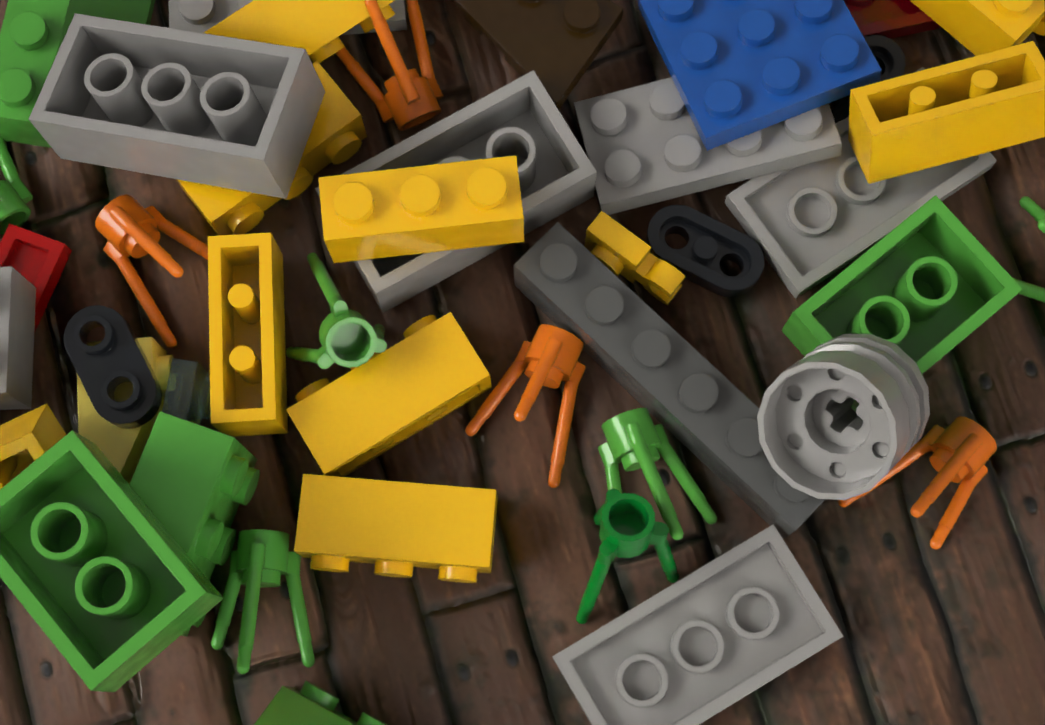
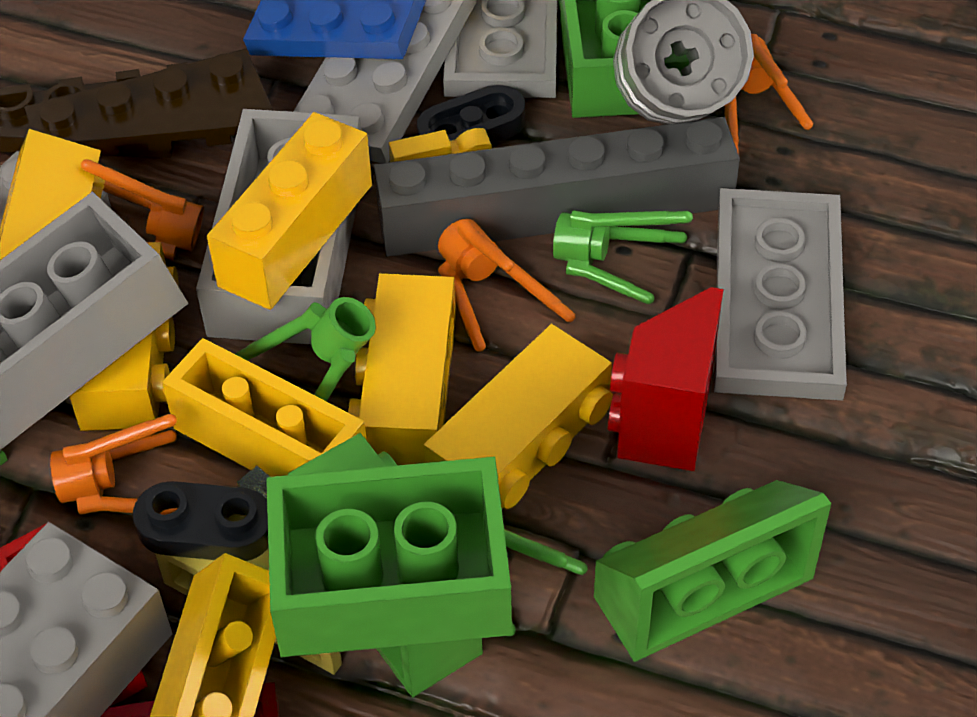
camera: 55 degrees left, 25 degrees down
(498, 629) = (666, 383): none -> red slope
(625, 532) = (657, 242): green plant -> none

